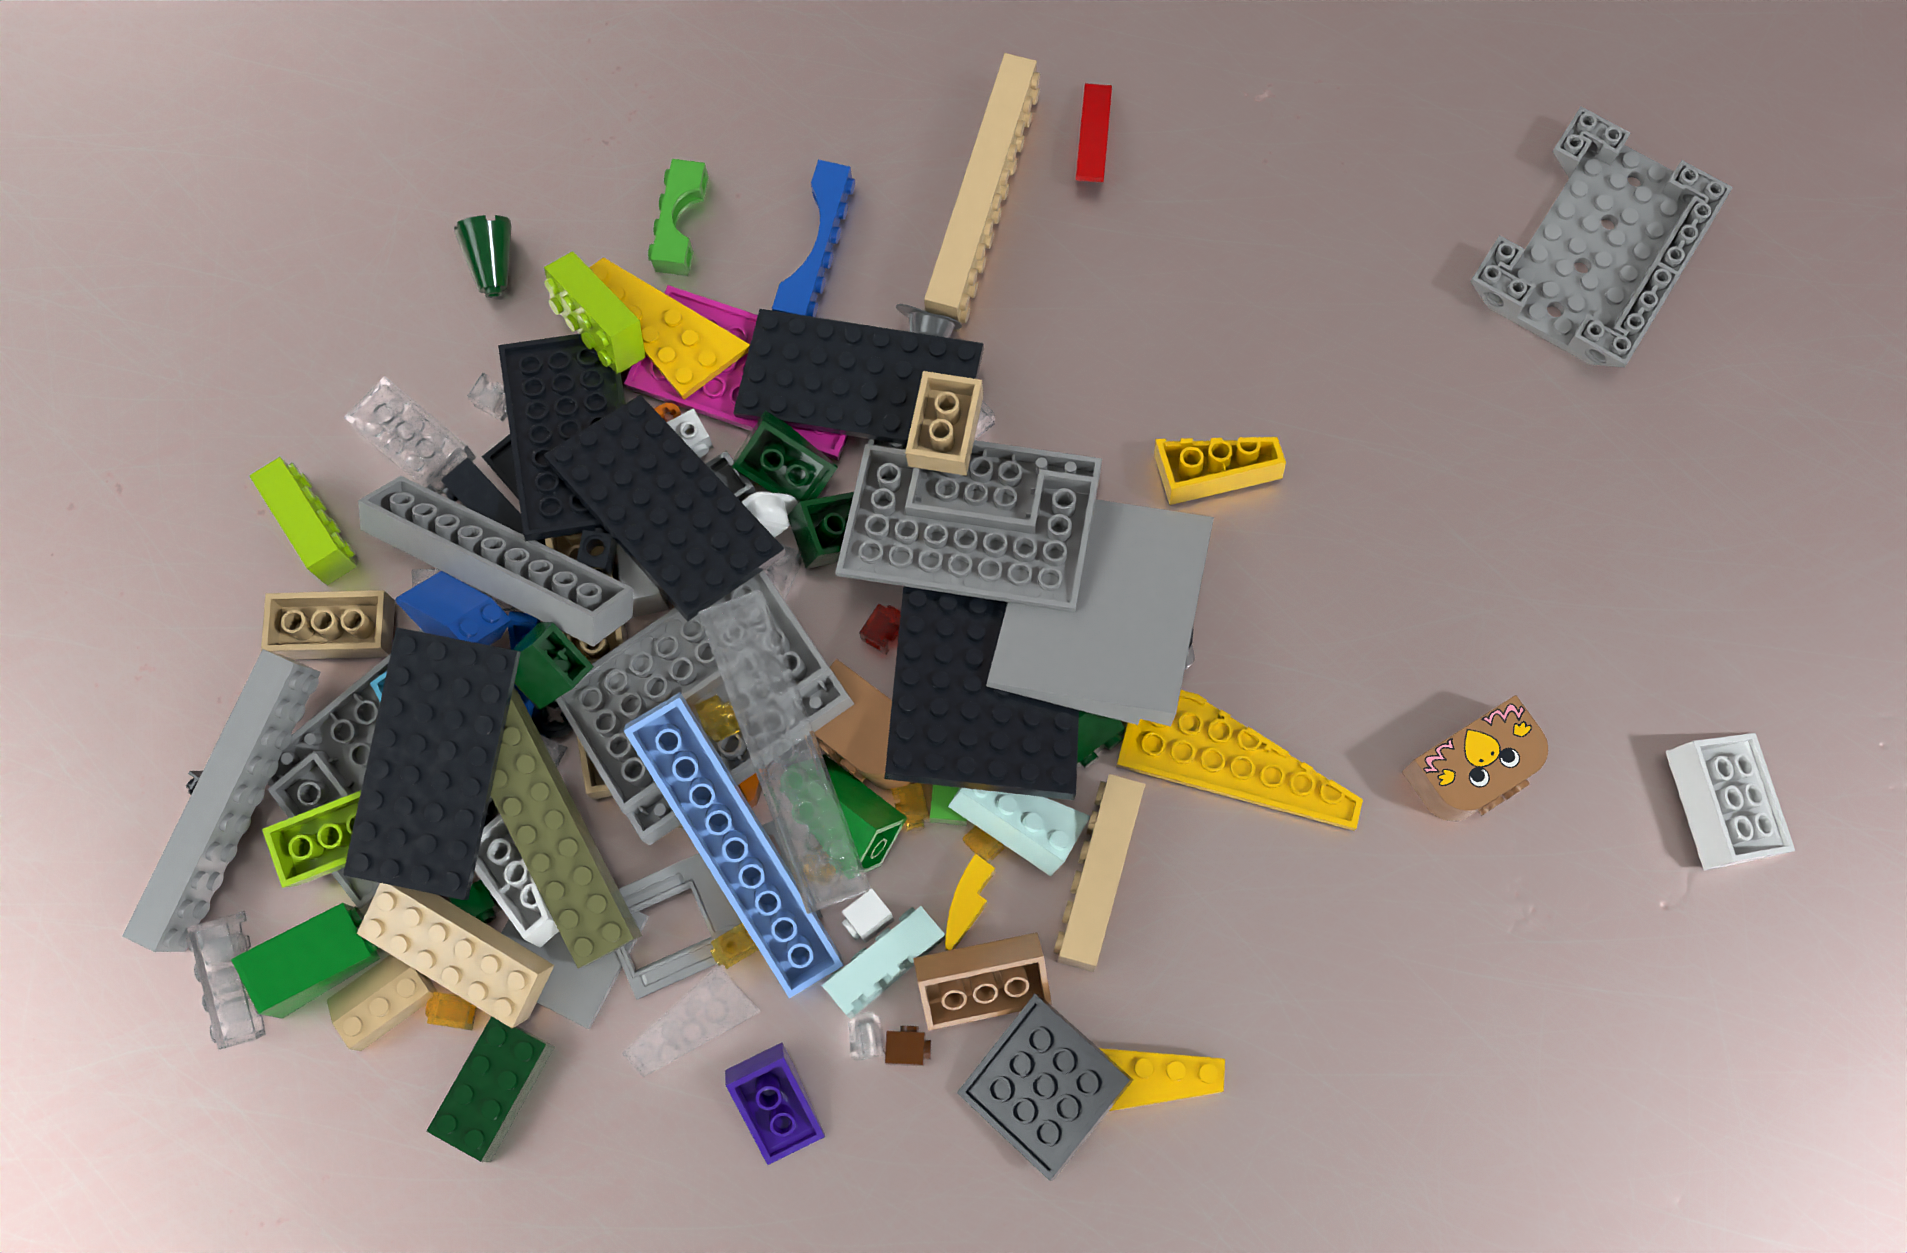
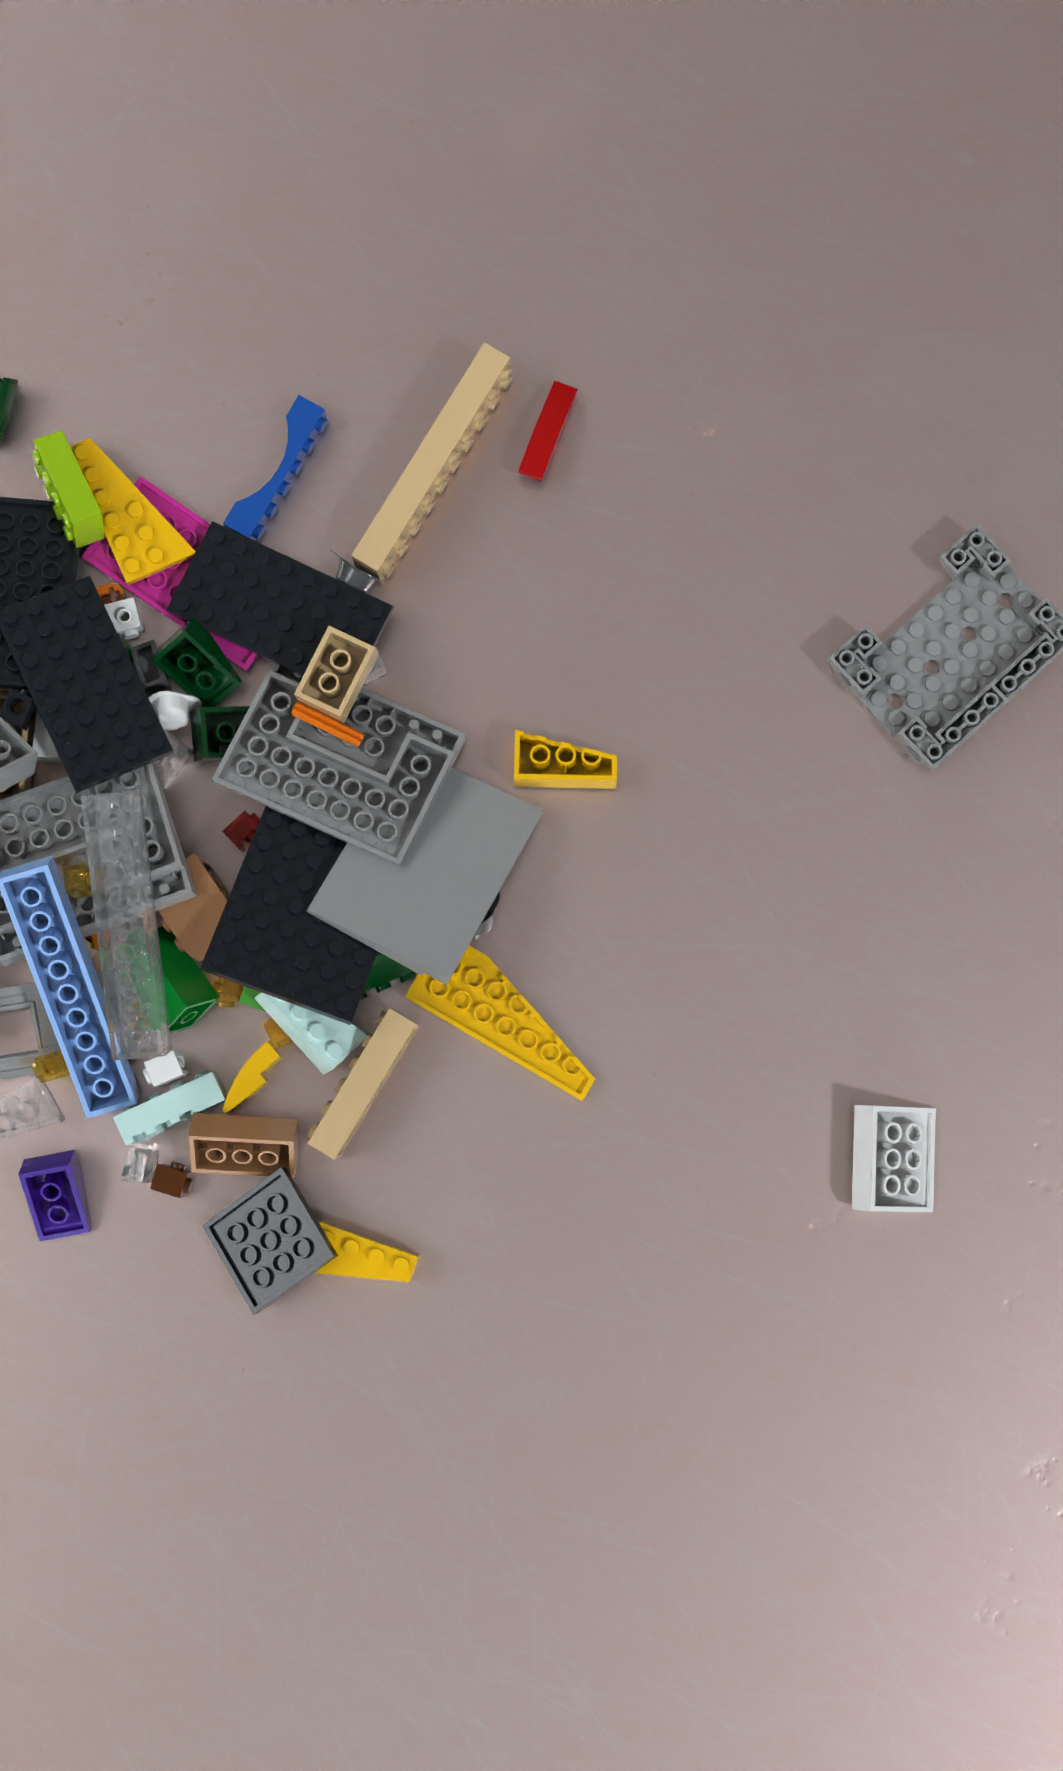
camera: 10 degrees right, 10 degrees up
(685, 186) = (177, 386): bright green arch -> none
(948, 482) = (327, 724): none -> orange axle
(1480, 763) = (698, 1076): medium nougat brick -> none

